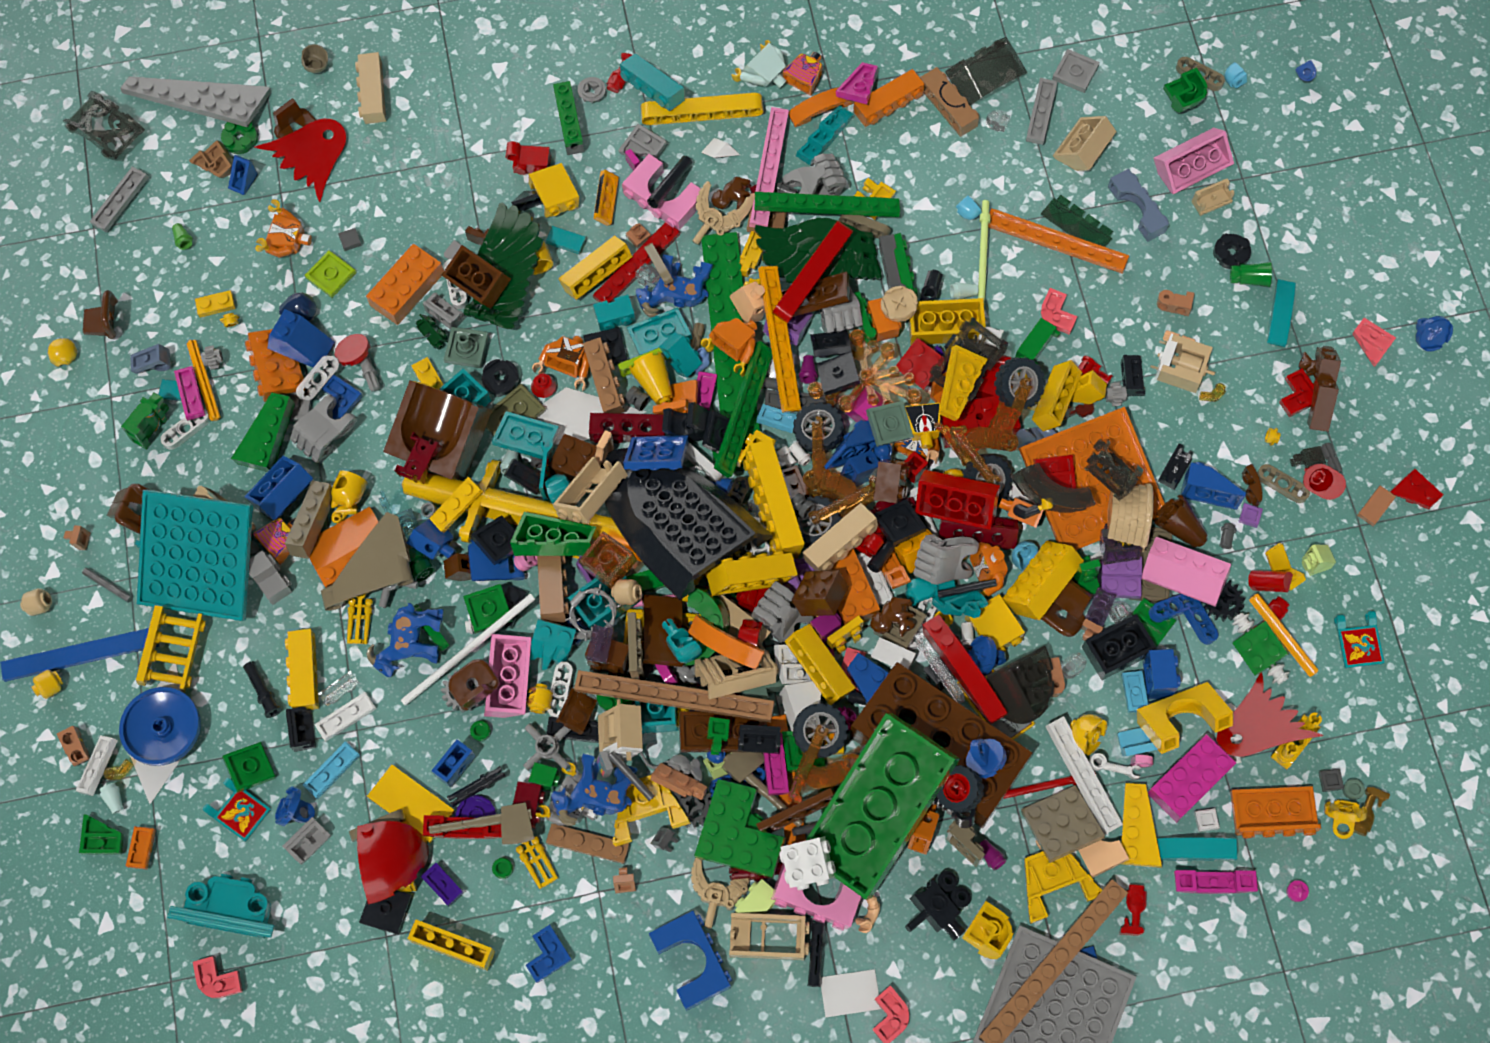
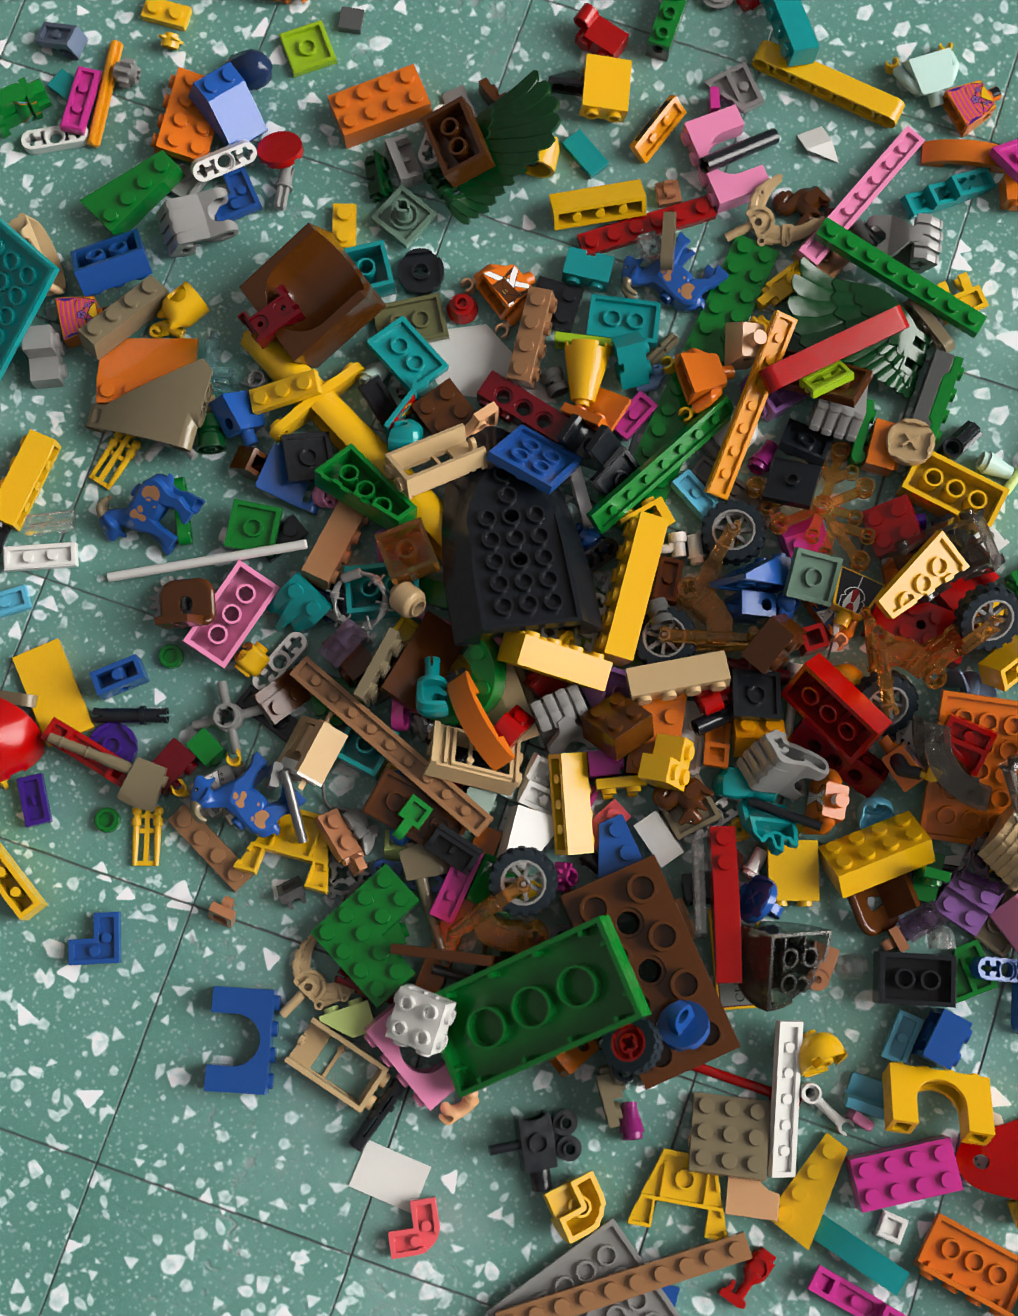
camera: 25 degrees right, 10 degrees up
(819, 293) = (832, 377): none -> lime tile
(869, 598) = (669, 763): none -> yellow brick

